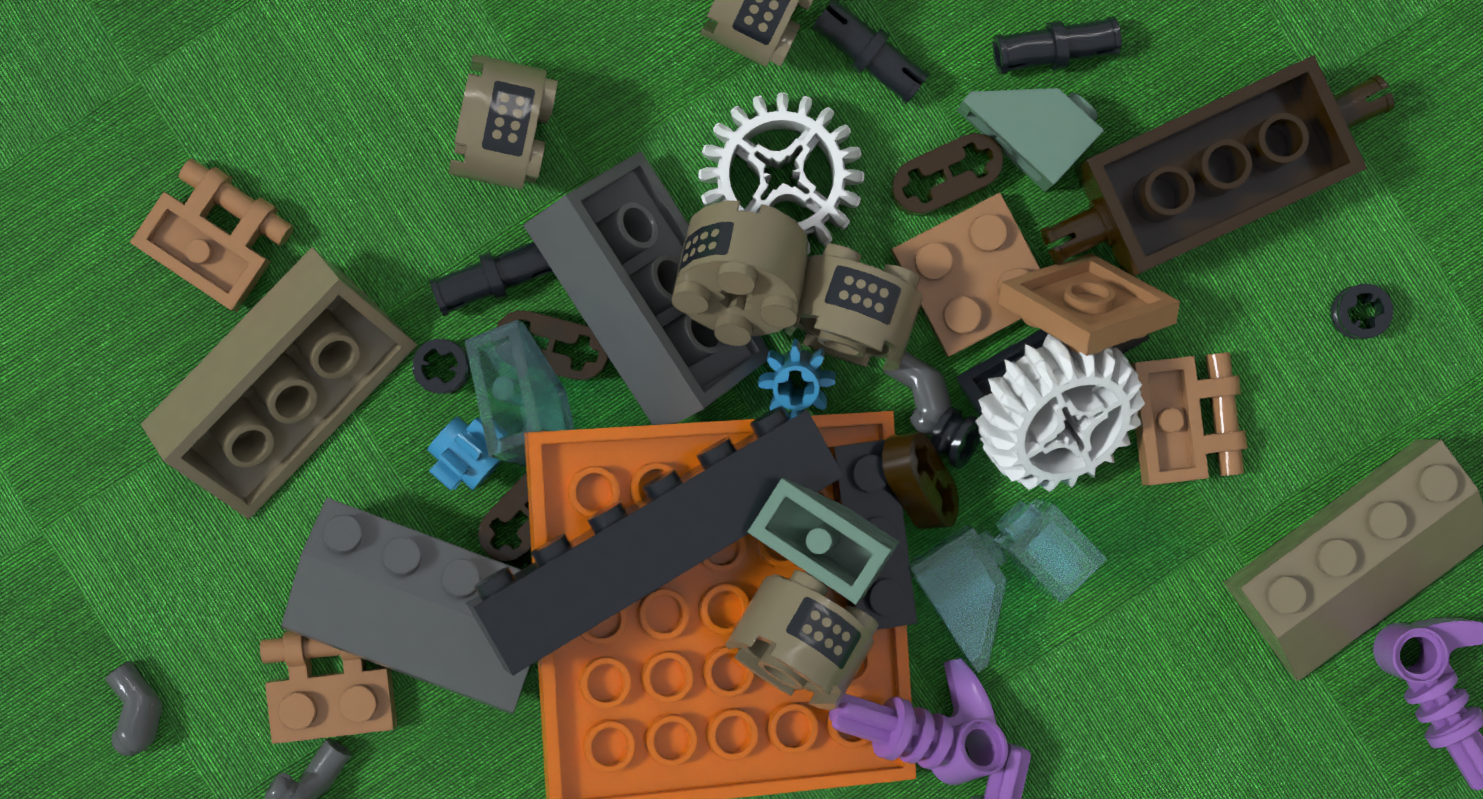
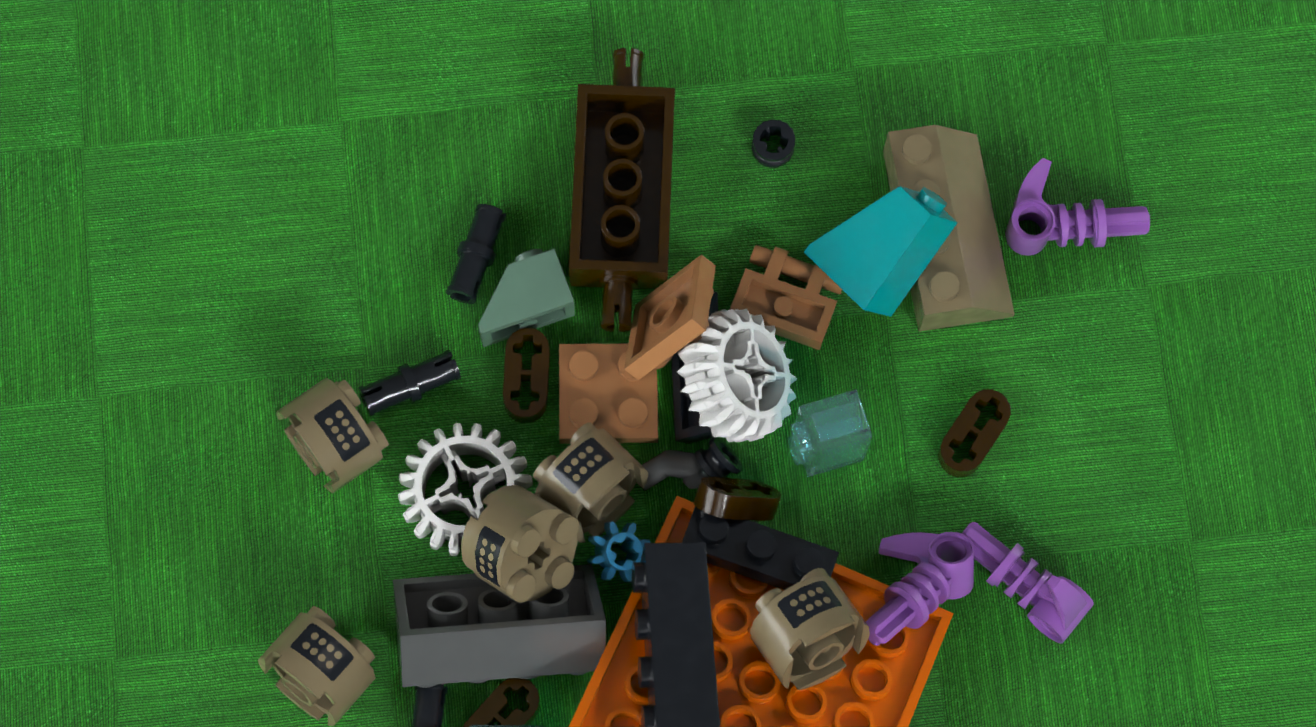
camera: 65 degrees left, 15 degrees down
(824, 538) = (742, 575): sand green slope -> none
(965, 589) = (834, 510): clear light blue slope -> none
(1133, 717) = (965, 427): none -> dark brown beam
(1296, 505) = (884, 247): none -> teal slope

